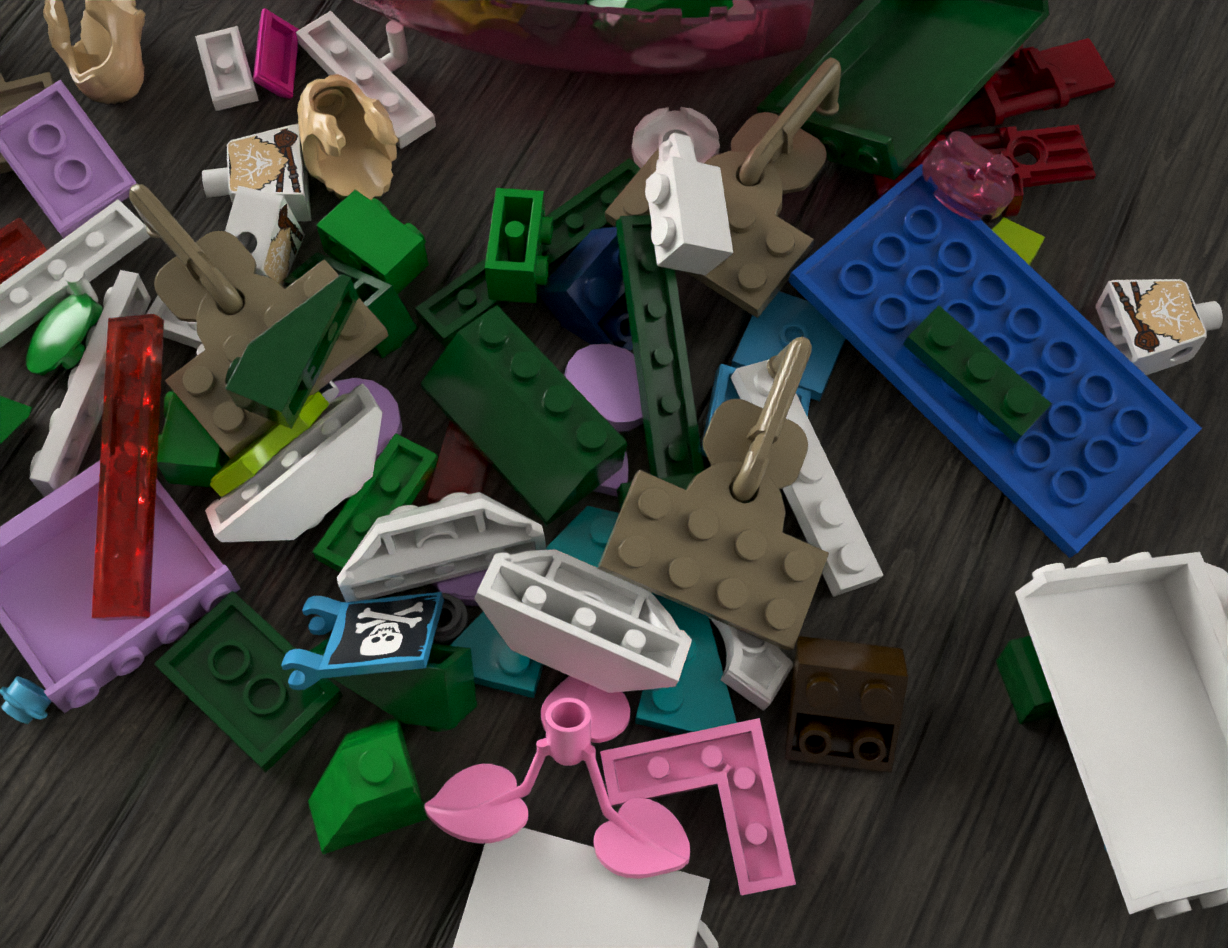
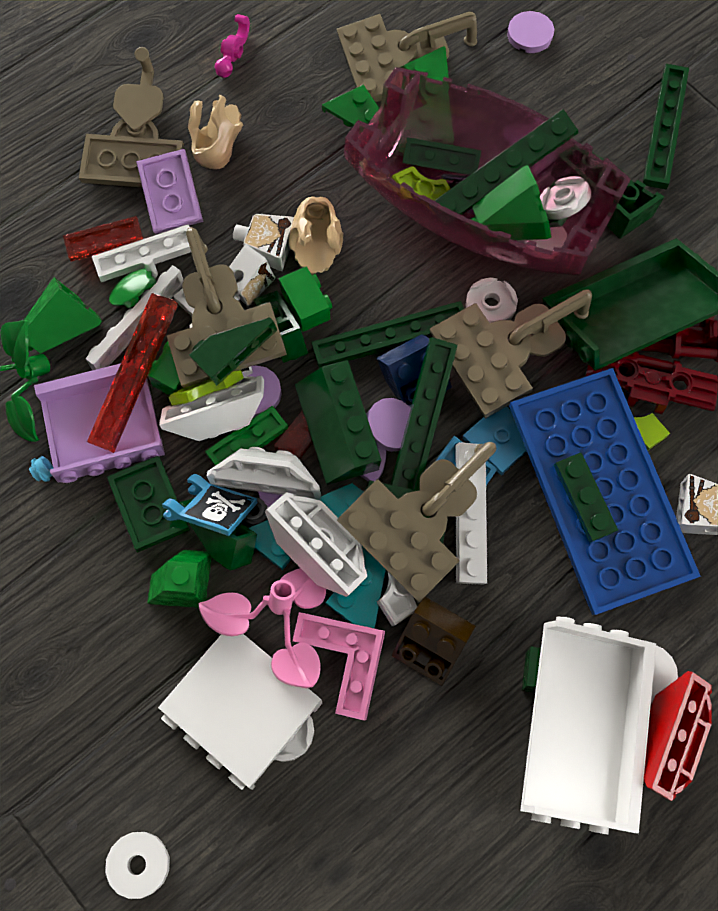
camera: 25 degrees right, 5 degrees up
(226, 68) = (273, 169): white plate -> none
(276, 55) = (302, 171): dark pink tile -> none
(344, 54) = (344, 201): white plate -> none
(516, 245) = (374, 330): green brick -> none
(687, 210) = (467, 347): white hinge -> none
(969, 177) = (639, 373): clear pink plate -> none

